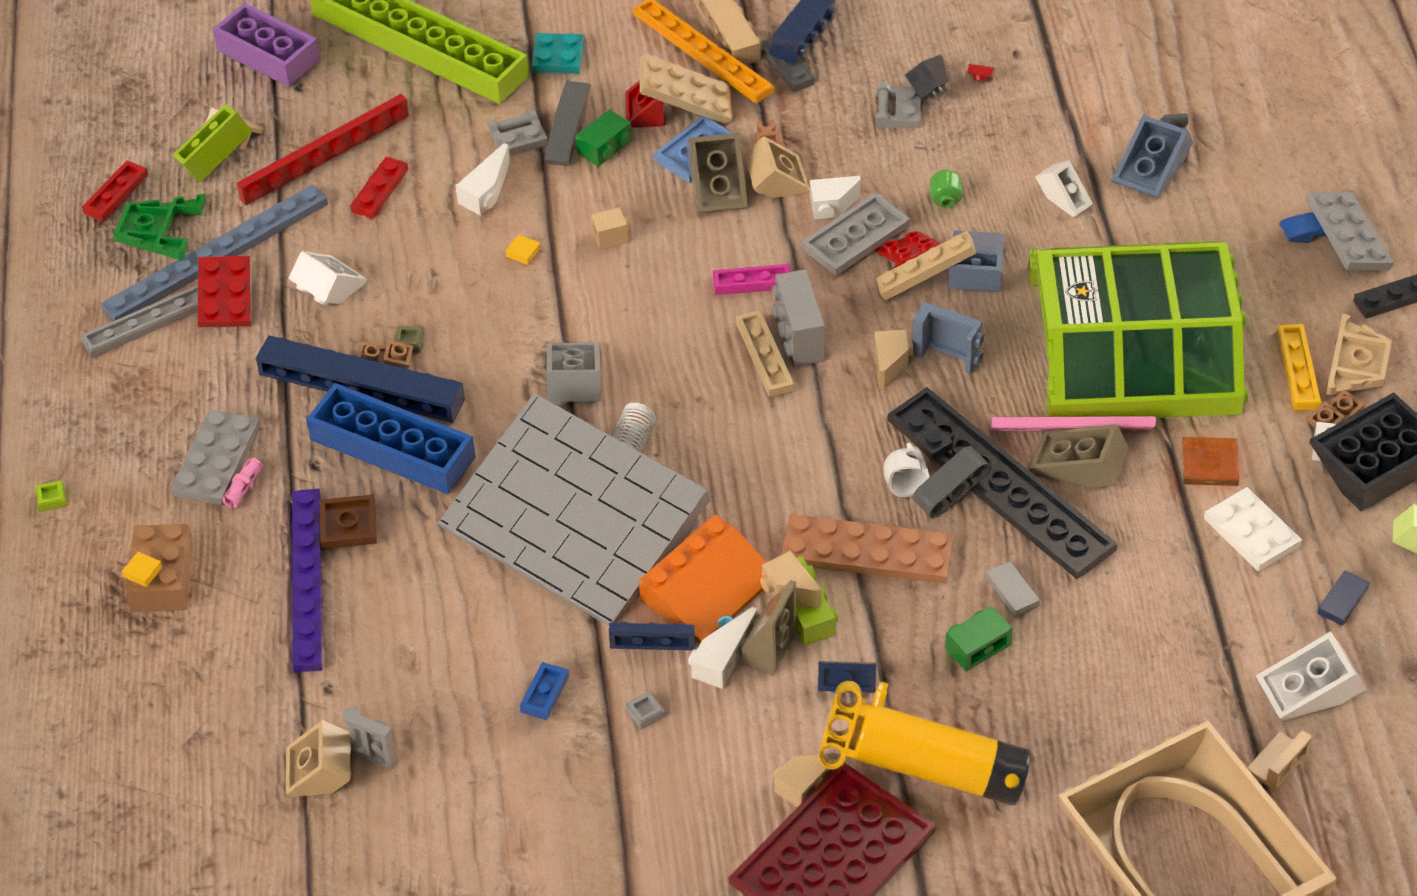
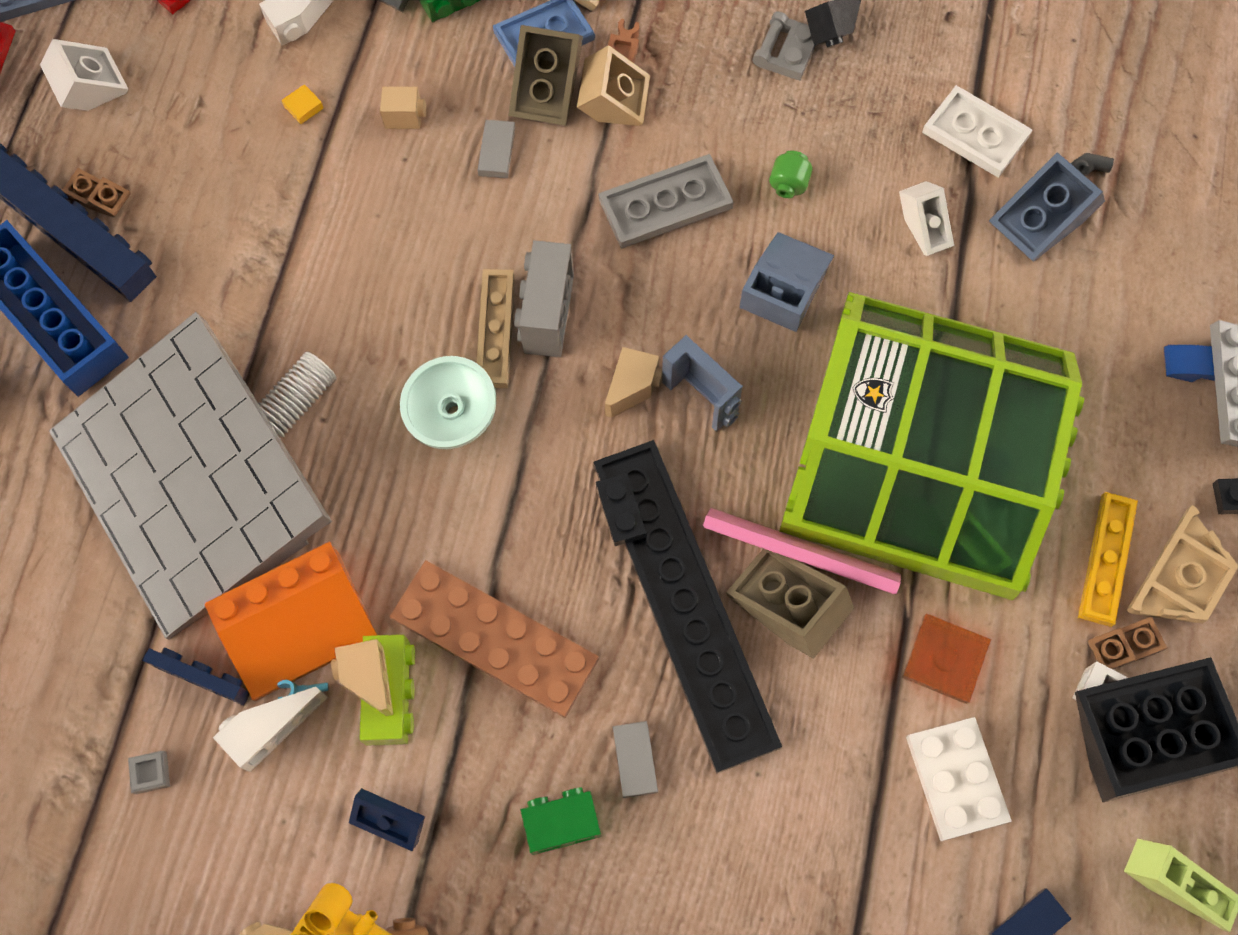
camera: 20 degrees right, 20 degrees up
(410, 336) = (134, 178): olive tile -> none
(544, 691) = (49, 706): blue plate -> none
(573, 372) = (276, 282): light grey slope -> none
(700, 237) = (496, 148): none -> light grey tile
(747, 279) = (527, 222): dark pink tile -> none
(753, 396) = (436, 389): none -> light aqua dish
(771, 632) = (320, 733): dark tan slope -> none
(833, 195) = (661, 143): white slope -> none
(905, 471) = (577, 552): white helmet -> none
(907, 248) = (716, 242): red hinge -> none
(926, 265) = (720, 276): tan plate -> none
(951, 482) = (621, 588): dark grey beam -> none
(981, 72) = (897, 30): red plate -> none
(1075, 123) = (977, 131): none -> white plate

